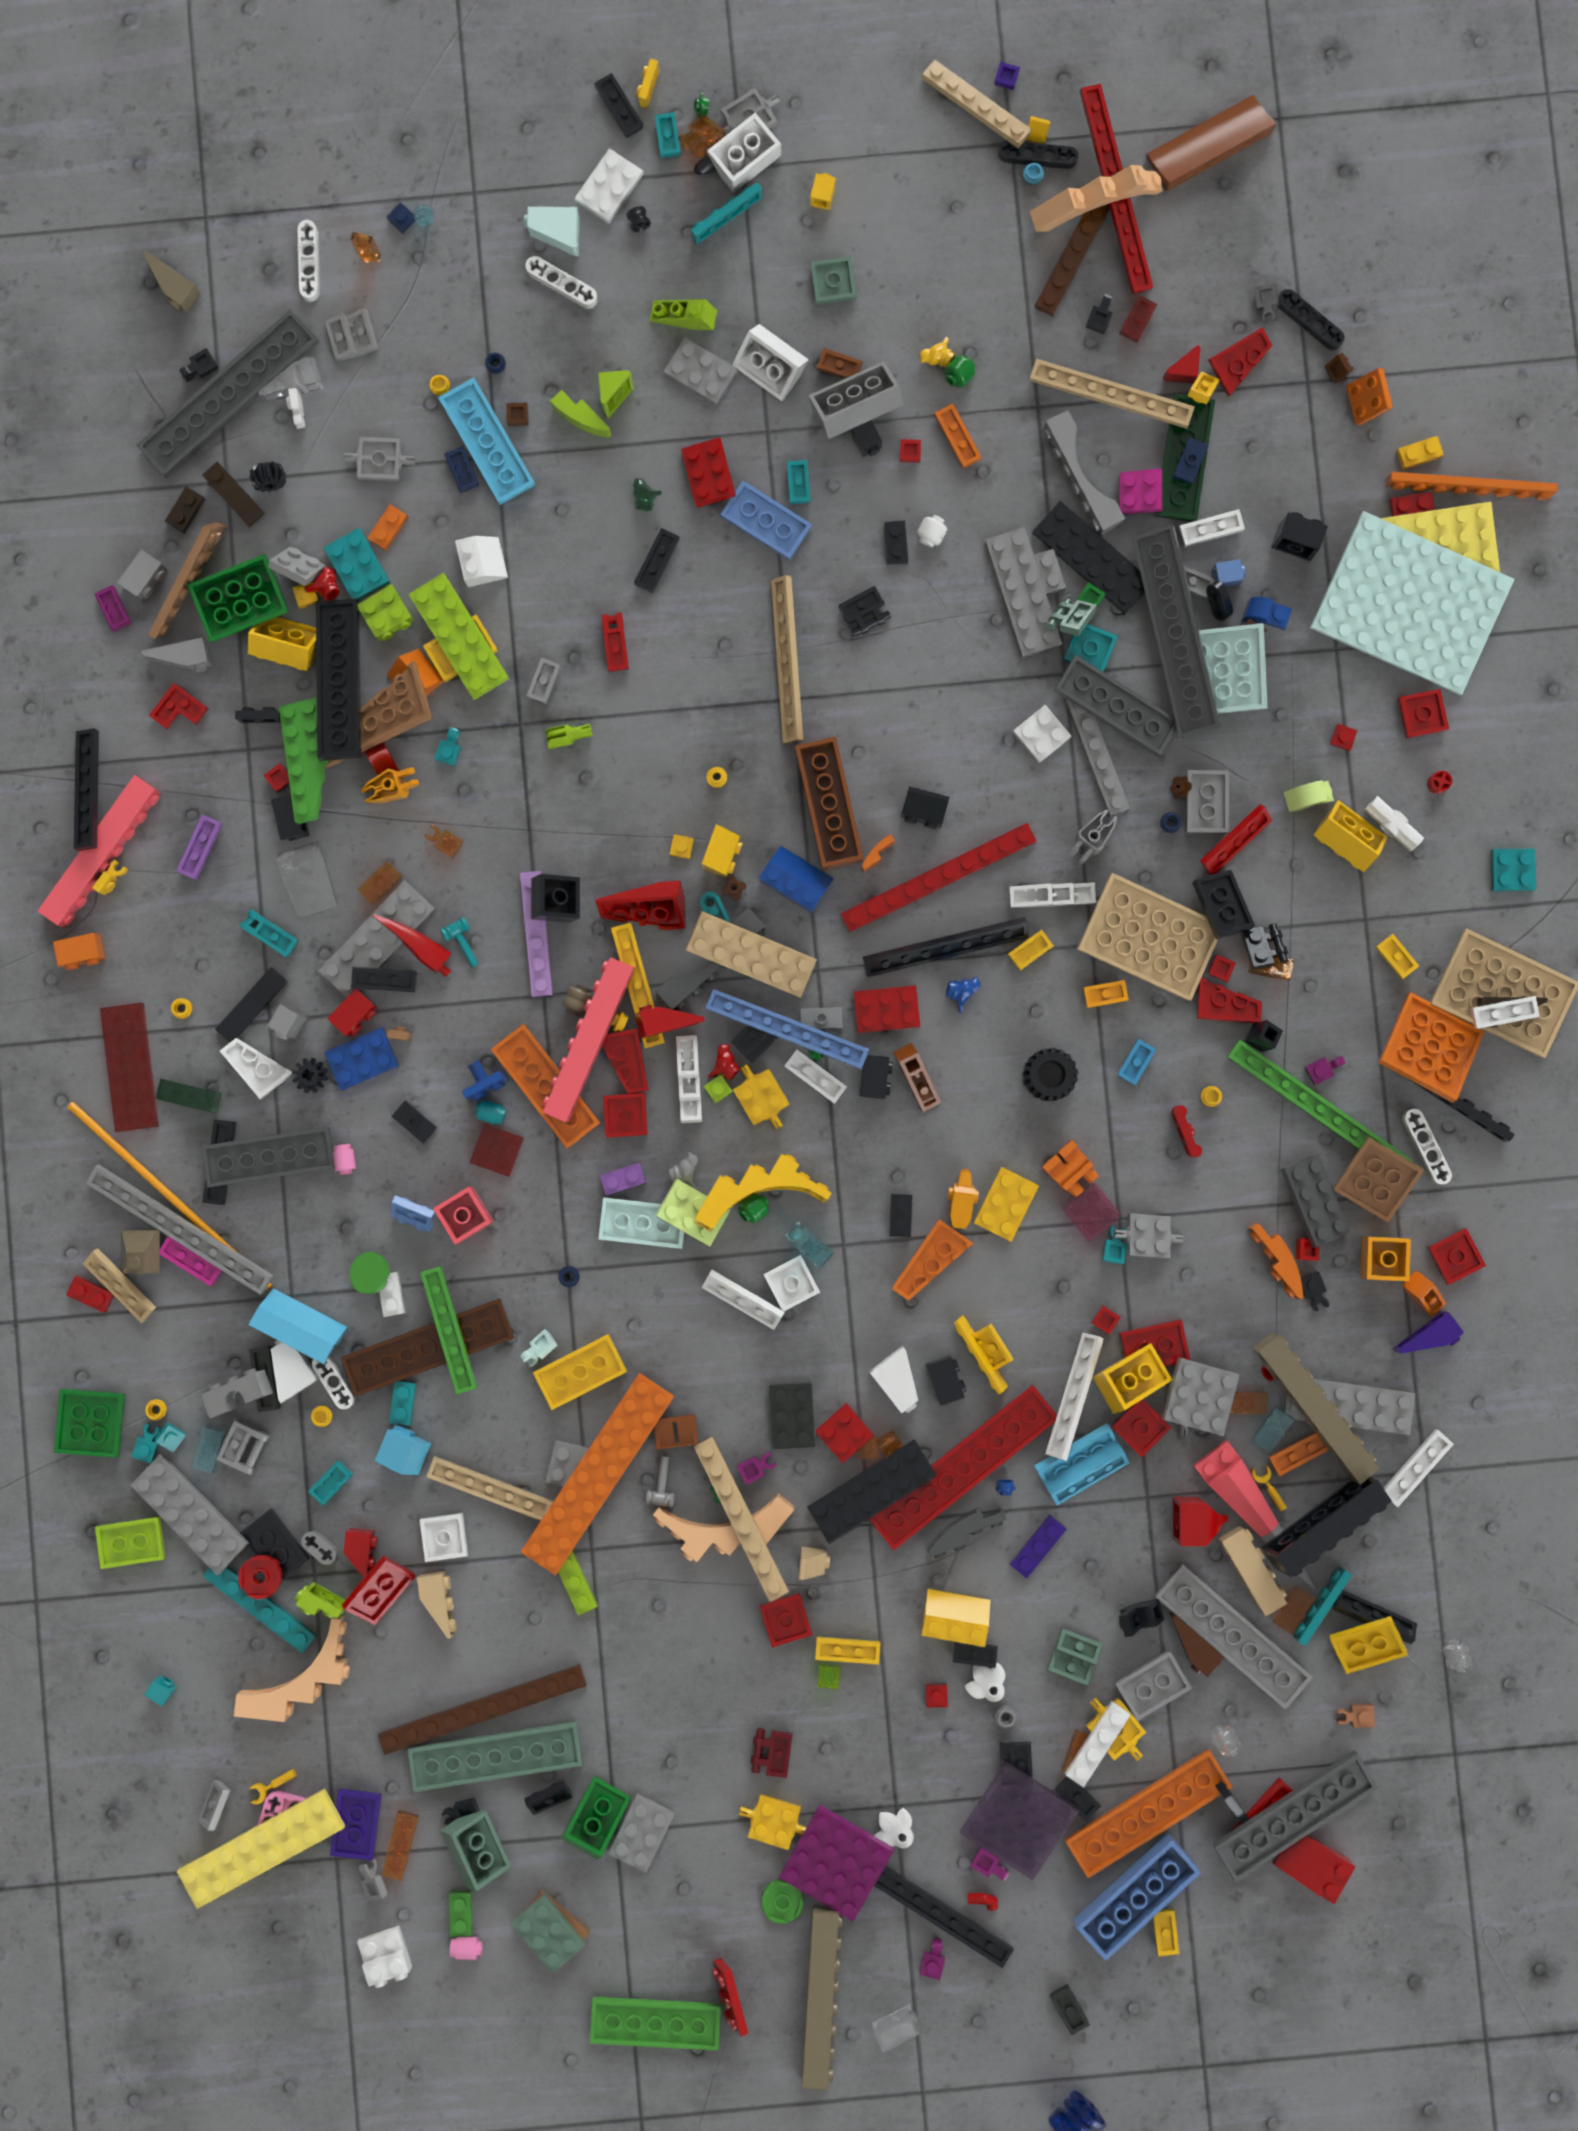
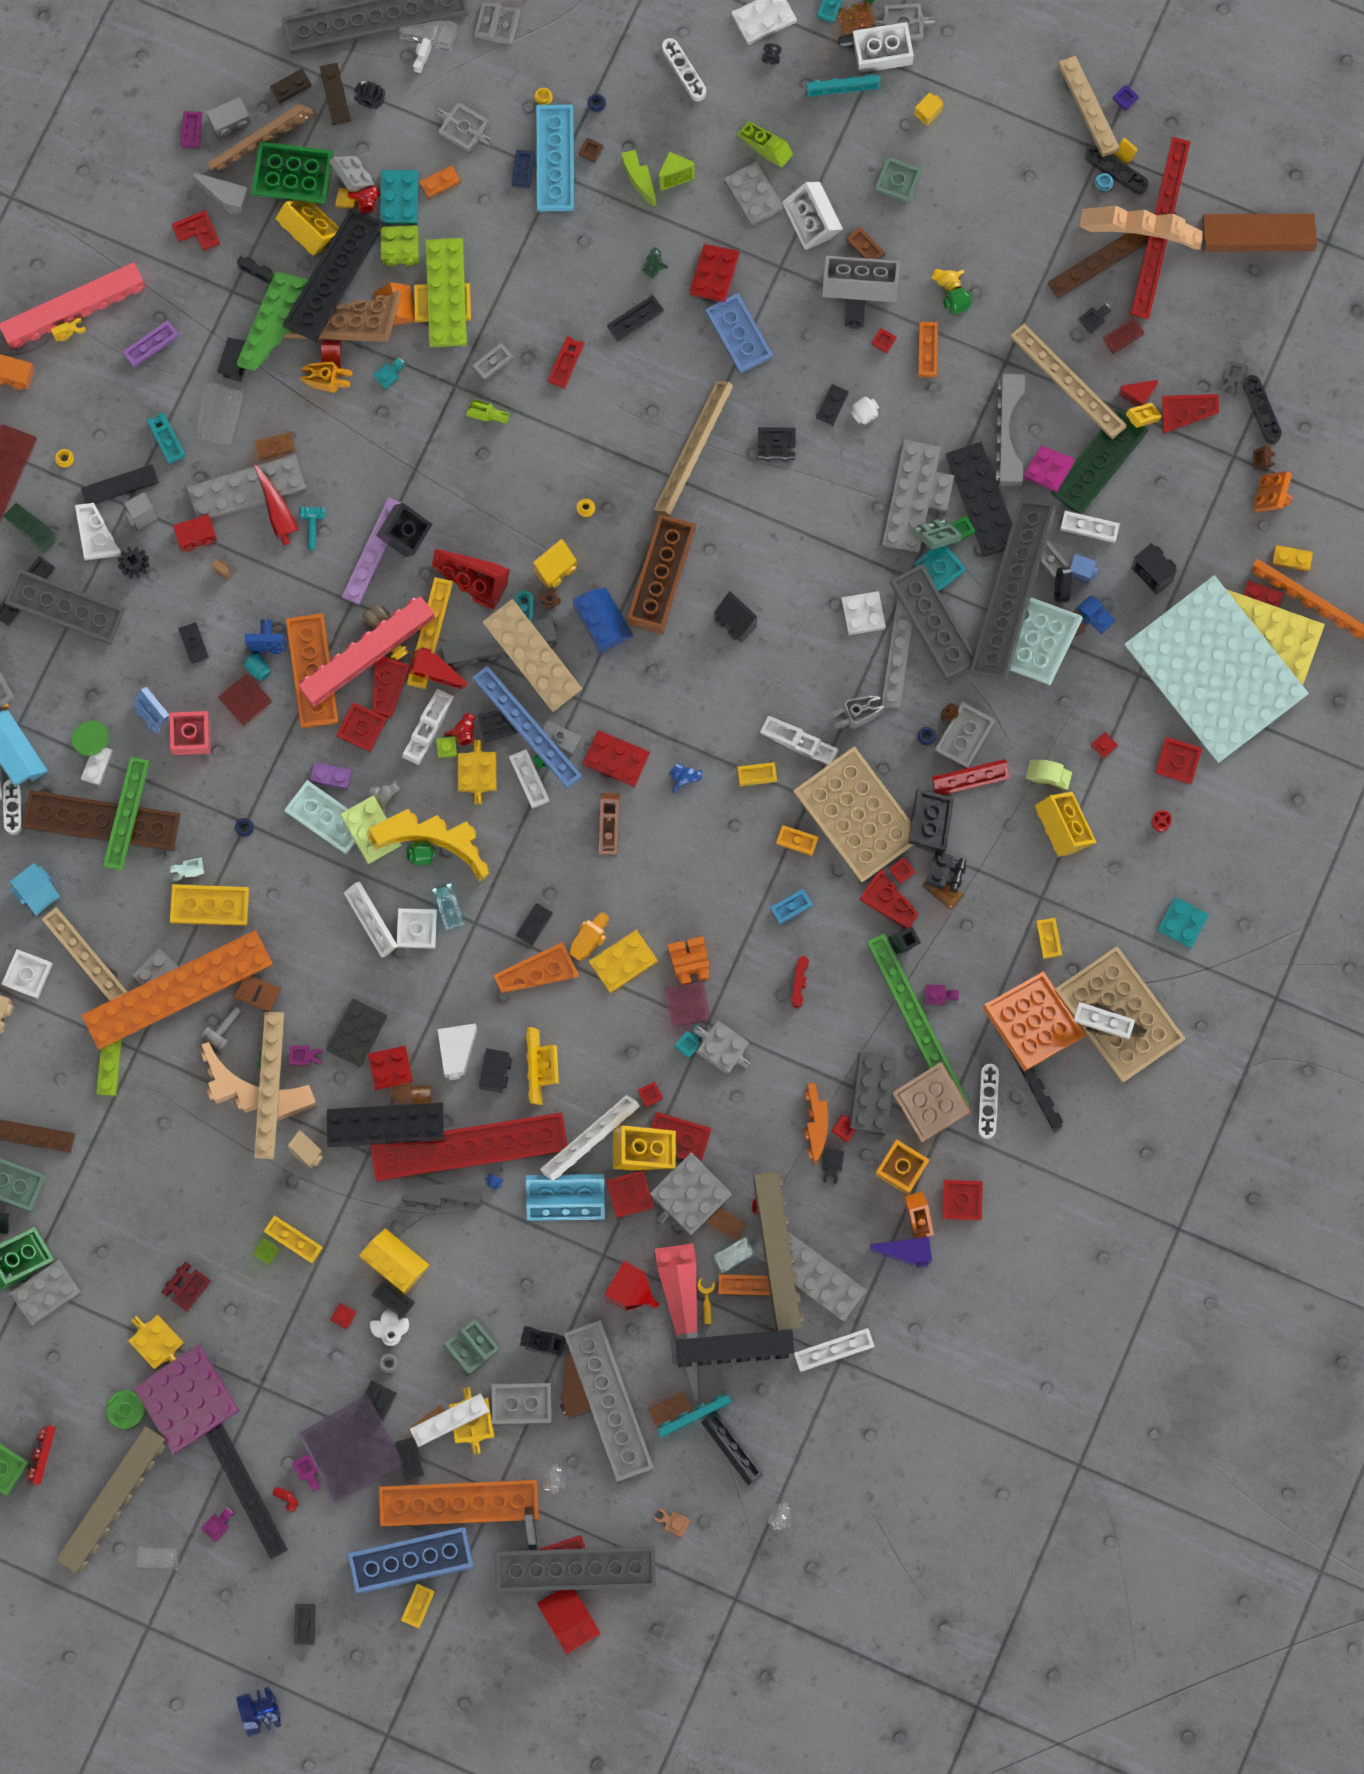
camera: 25 degrees right, 10 degrees down
(86, 789) = (90, 253): black plate -> none
(278, 778) = (242, 324): red plate -> none
(344, 1159) = (122, 640): bright pink brick -> none
(361, 1059) = (181, 572): blue plate -> none
(383, 979) = (234, 519): black plate -> none
(402, 1402) = (56, 853): teal plate -> none
(446, 842) = (344, 443): clear orange plate -> none
(481, 560) = (497, 244): white slope -> none
(555, 227) = (703, 26): light aqua slope -> none
(681, 846) = (527, 546): yellow plate -> none
(785, 1620) = (258, 1188): red plate -> none
(798, 482) = (781, 317): teal plate -> none
(873, 857) = (671, 635): orange slope -> none
(875, 1076) = (575, 804): black brick -> none
(893, 1826) = (249, 1399): white plate -> none
(938, 877) = (716, 679): red plate -> none
(945, 947) = (690, 735): black plate -> none
(1038, 1546) = (493, 1243): dark purple plate -> none
(1068, 1069) = (721, 862): black tyre -> none
(1190, 461) = (1100, 465): dark blue plate -> none
(1211, 1096) = (836, 966): yellow plate -> none
(1252, 1570) = (654, 1357): tan brick -> none
(1368, 1645) = (712, 1465): yellow plate -> none
(1394, 823) = (1105, 833): white piece -> none

